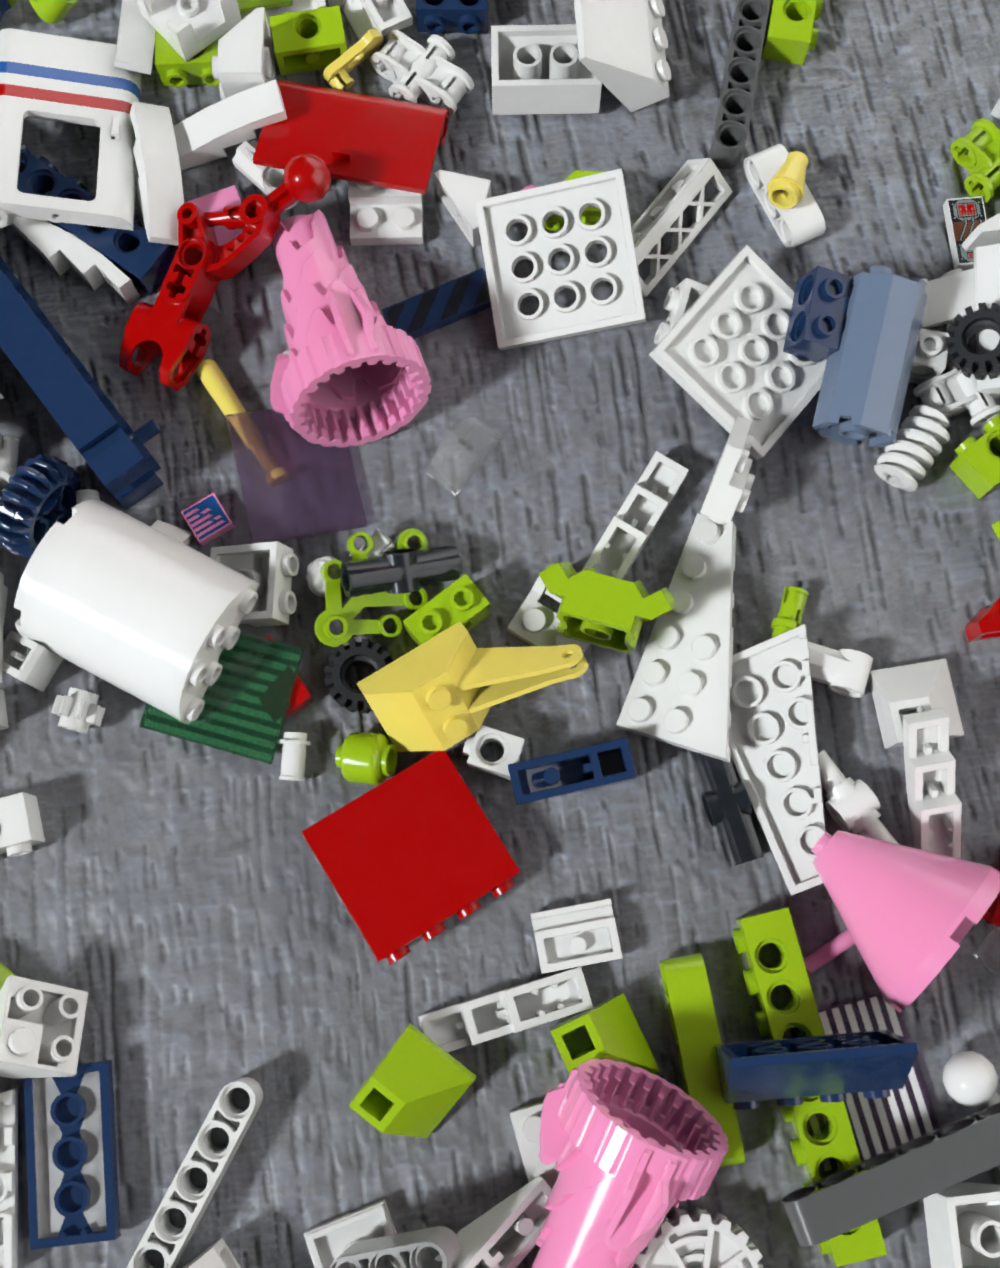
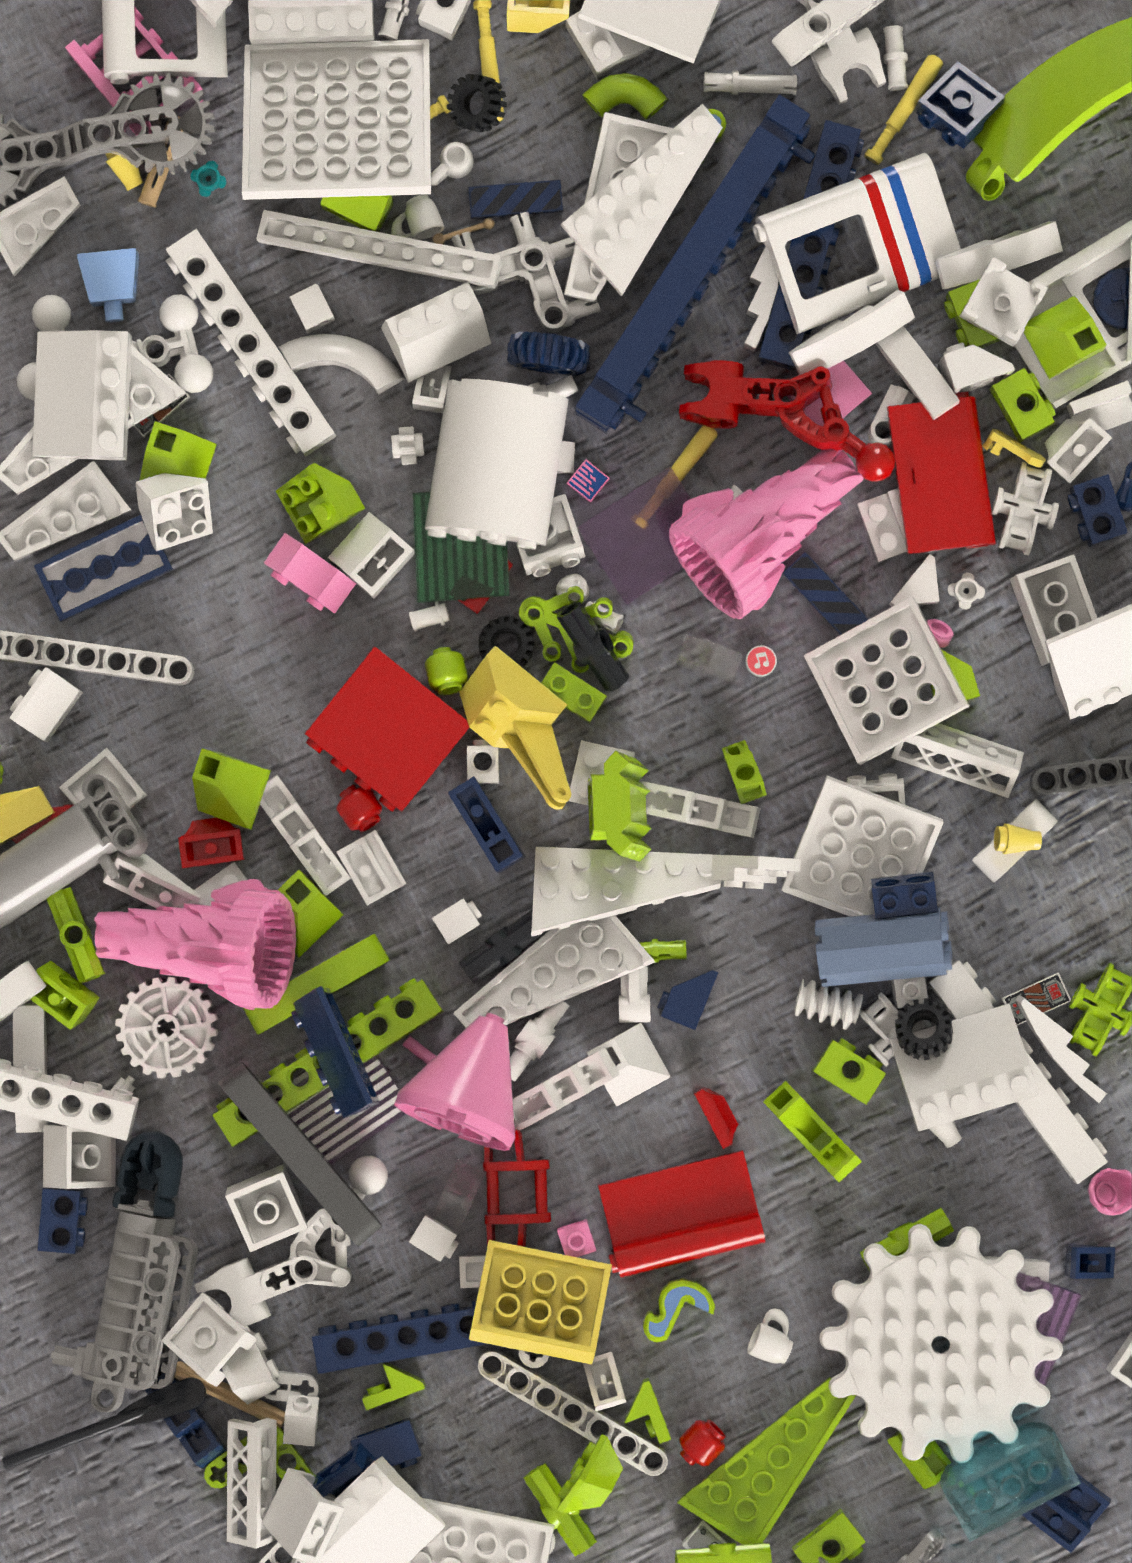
camera: 70 degrees right, 10 degrees up
(100, 842) = (319, 501): none -> lime slope
(183, 885) = (309, 573): none -> bright pink brick
(191, 798) = (371, 555): none -> white slope
(475, 1137) = (210, 843): none -> red slope
(487, 398) = (761, 661): none -> coral tile
(488, 151) = (975, 591): none -> white plate
(497, 925) = (359, 808): none -> red head
(609, 452) = (744, 772): none -> lime leg
(677, 849) = (457, 920): none -> white brick
(858, 605) = (687, 1000): none -> dark blue slope

